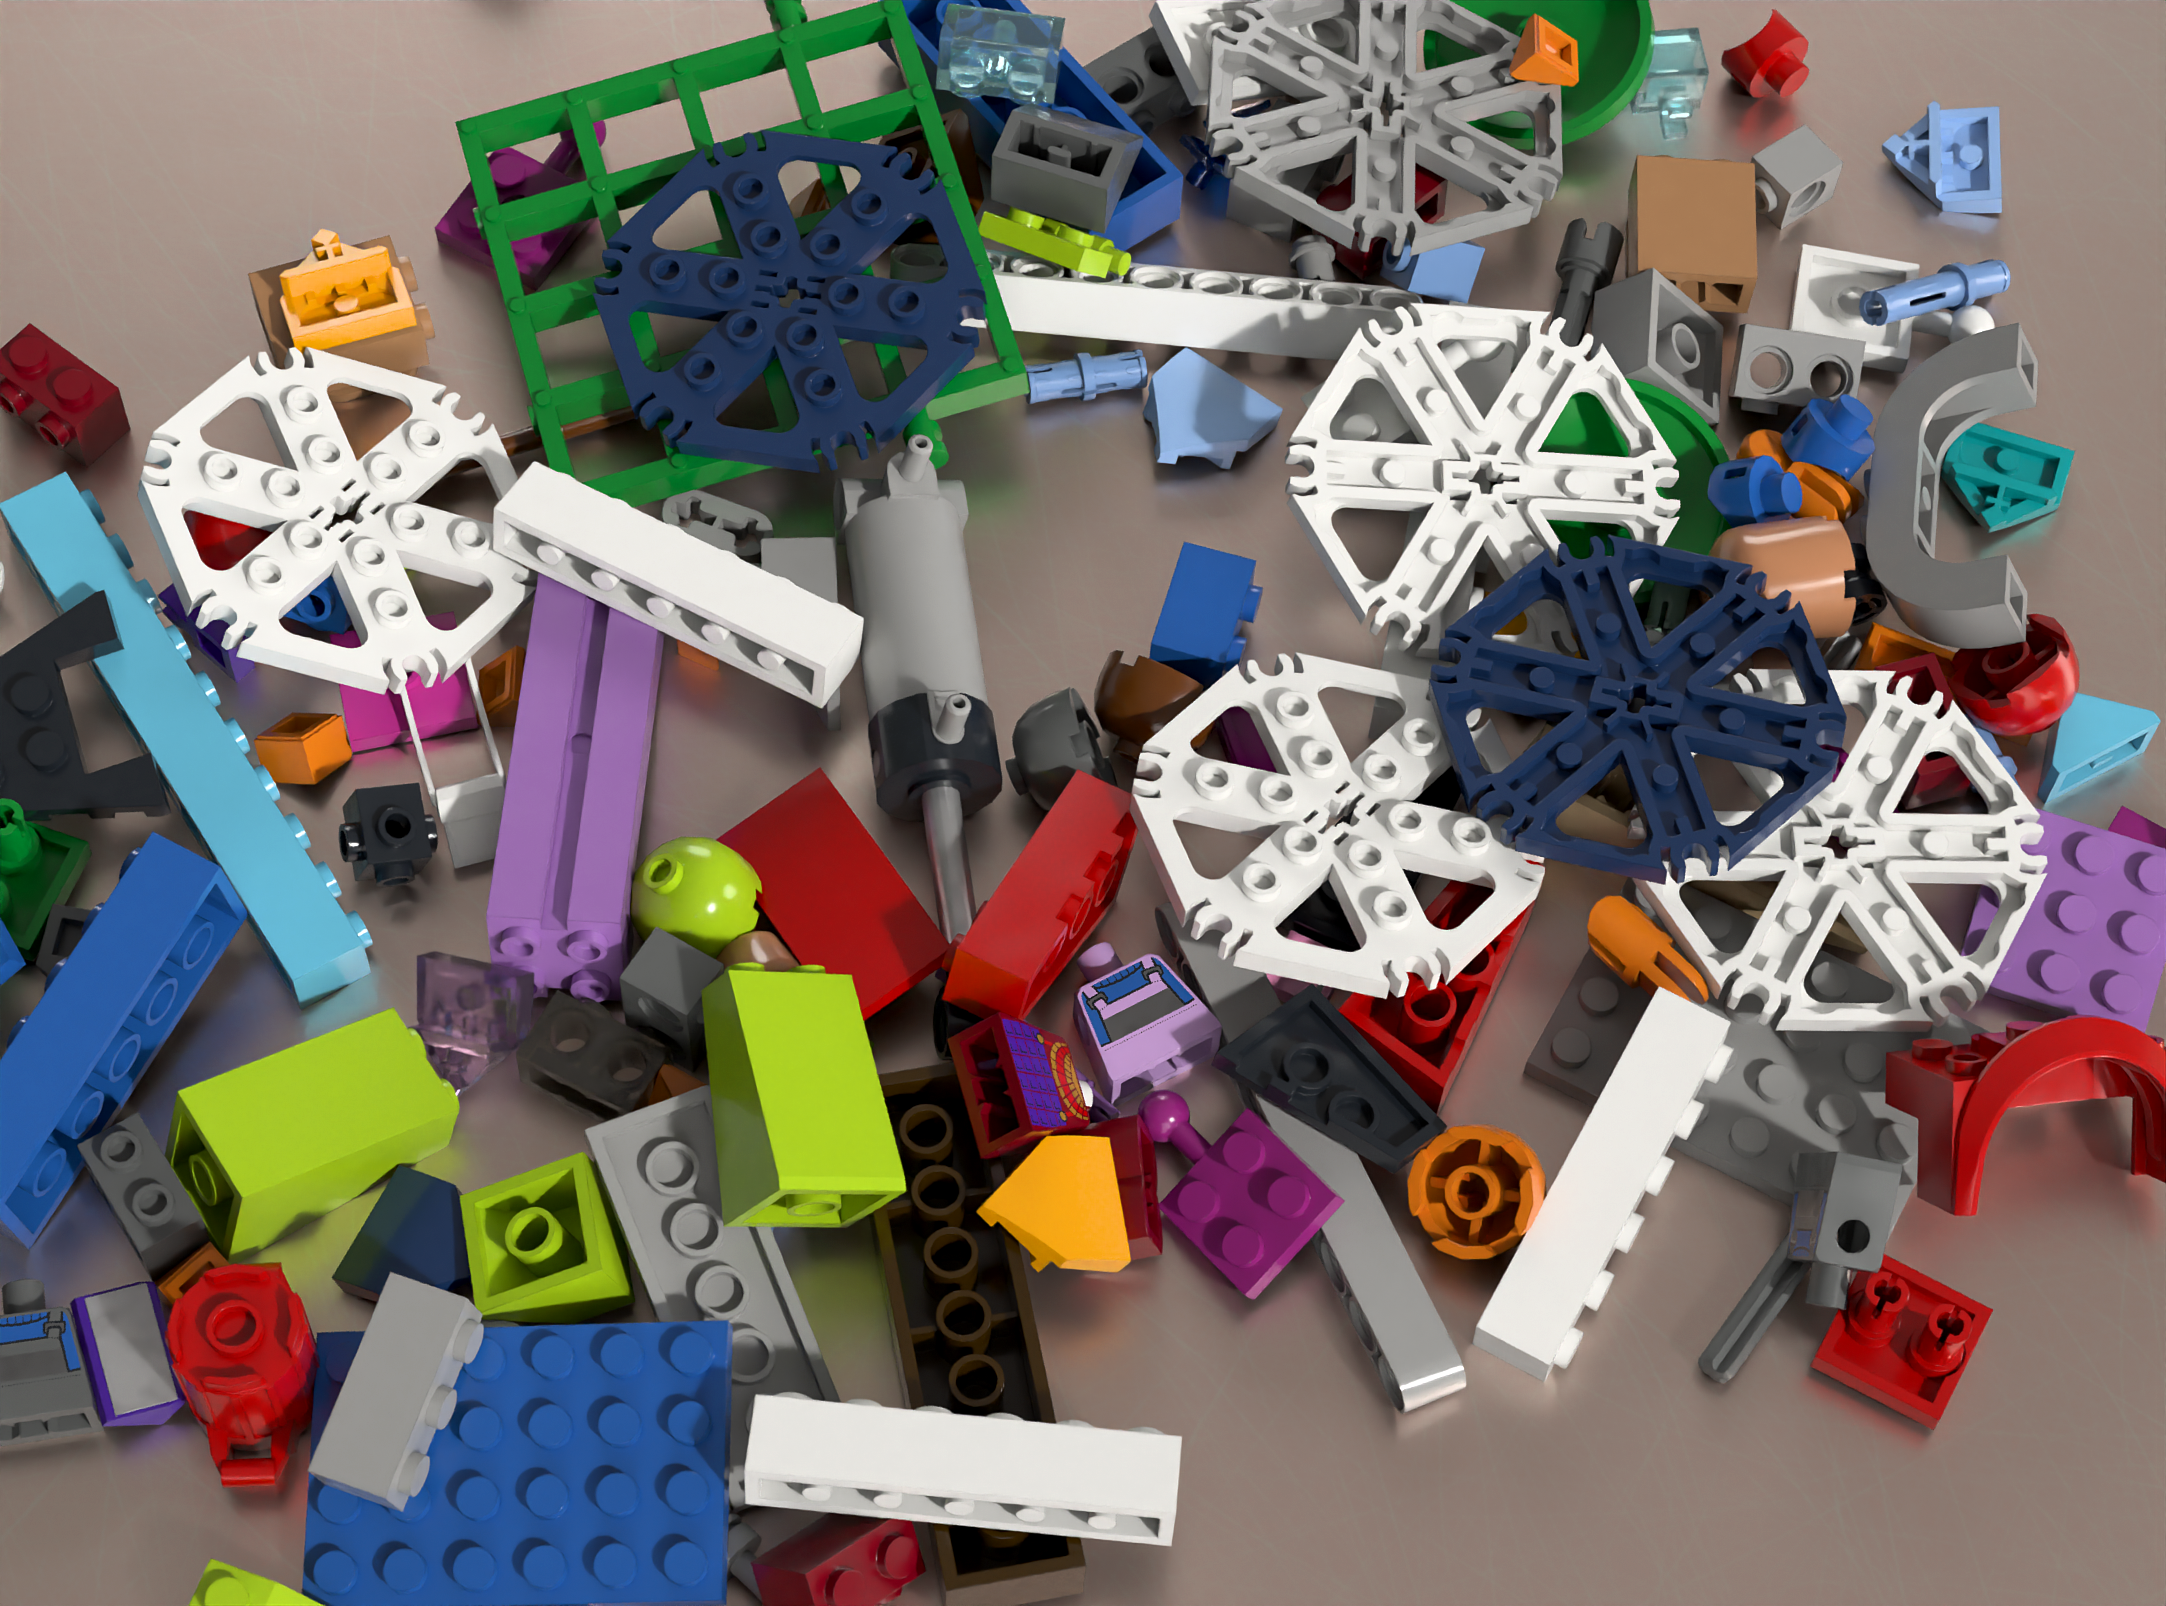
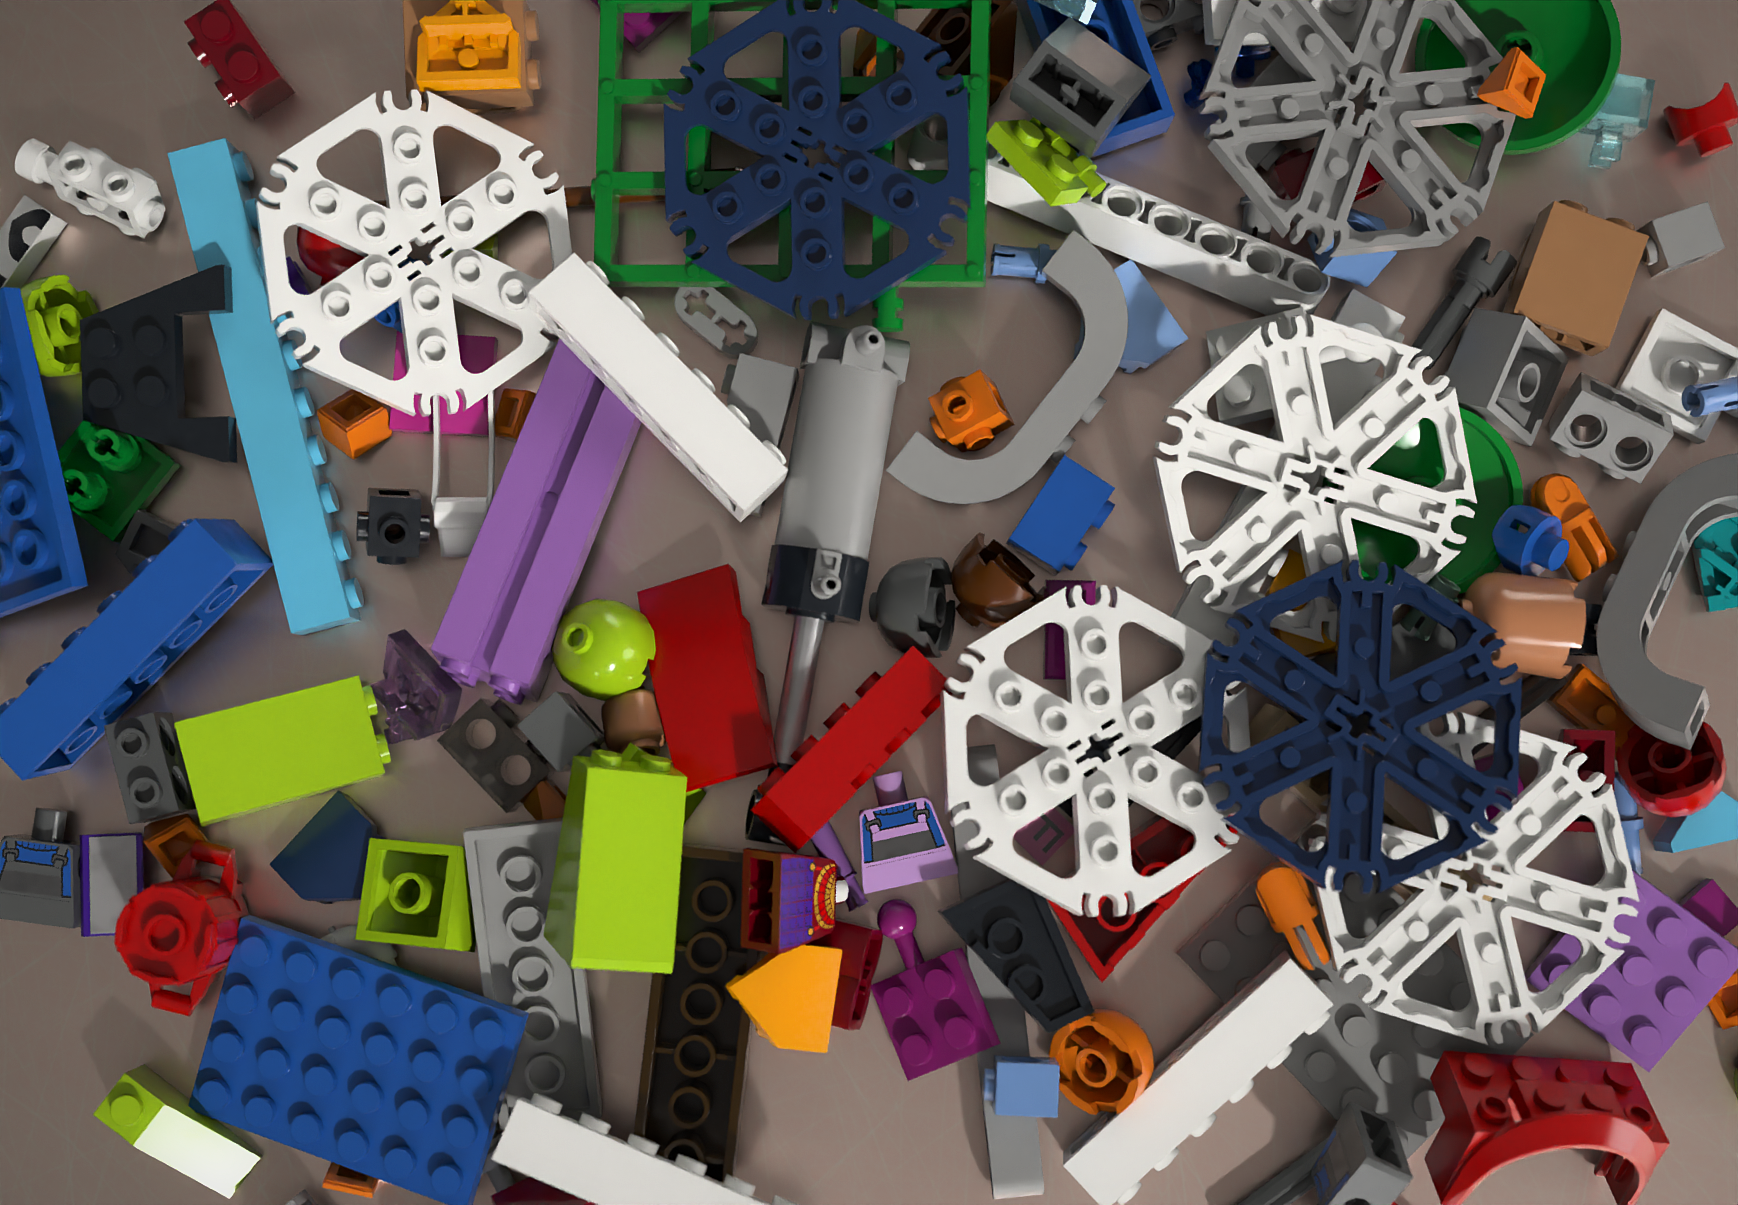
camera: 20 degrees right, 25 degrees up
(398, 1392) = (276, 1001): light grey brick -> none
(1056, 537) = (969, 412): none -> orange brick
(1086, 610) = (1098, 294): none -> light grey arch
(1391, 1232) = (1023, 1086): none -> medium blue brick
(1831, 435) = (1616, 508): blue piece -> none

